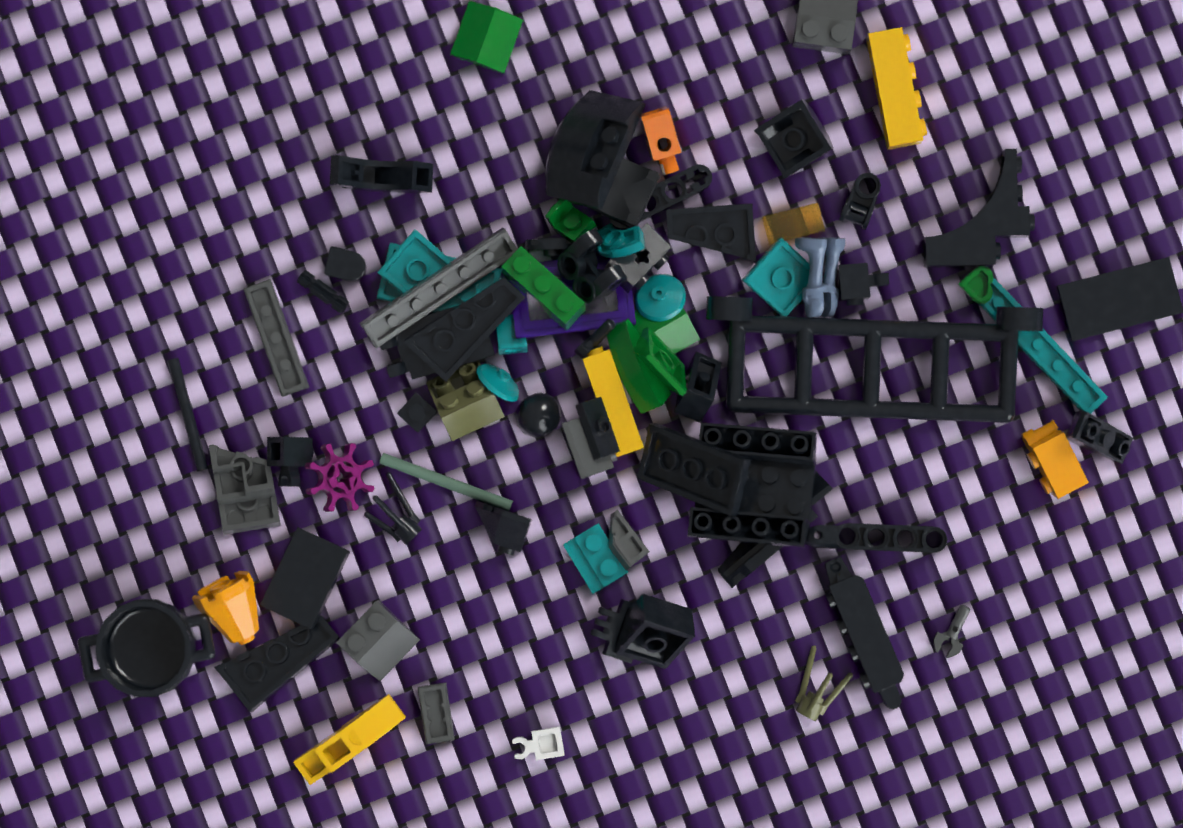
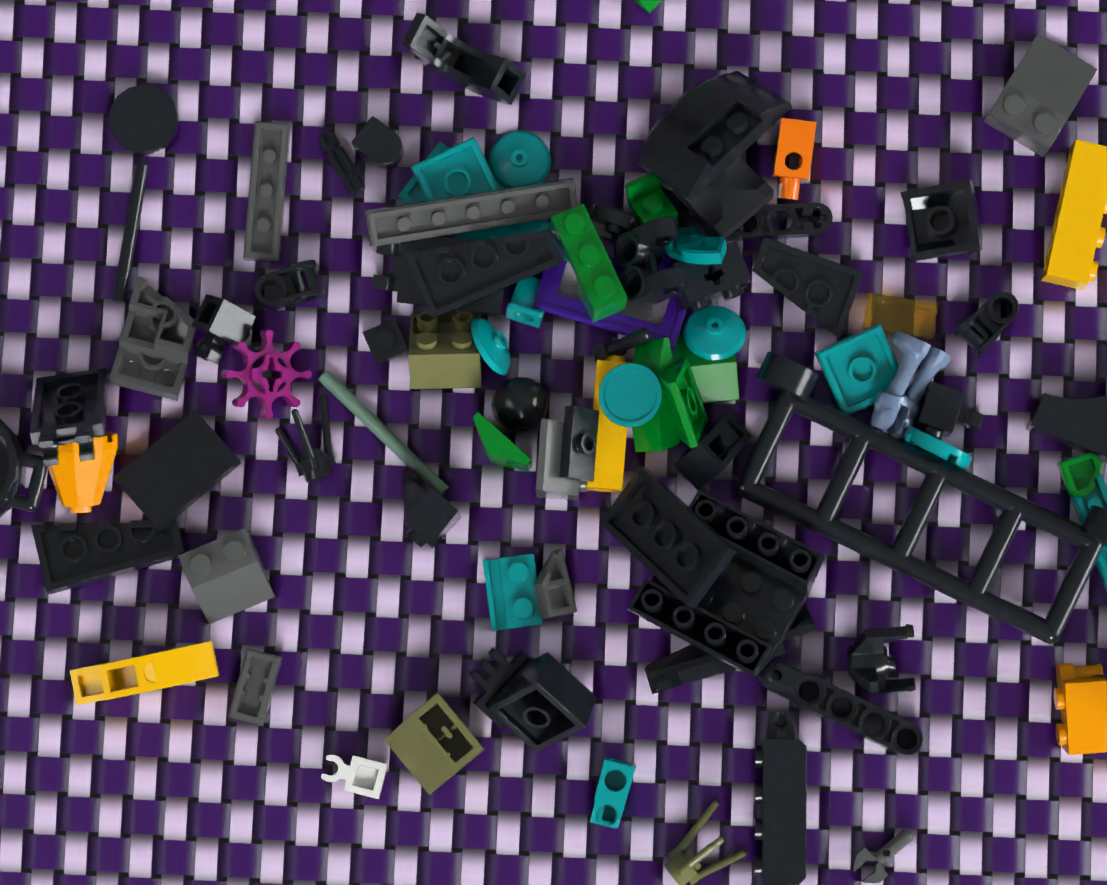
camera: 25 degrees right, 5 degrees down
(158, 324) = (143, 119): none -> black tile
(207, 572) = (69, 411): none -> black tile
(327, 401) = (291, 284): none -> black piece
(455, 230) = (519, 159): none -> teal piece
(537, 456) = (499, 447): none -> green slope
(587, 696) = (434, 743): none -> olive slope
(619, 375) = (630, 395): none -> teal piece
(734, 673) = (612, 792): none -> teal leg
(864, 313) = (937, 447): none -> teal tile
(883, 495) = (870, 662): none -> black piece

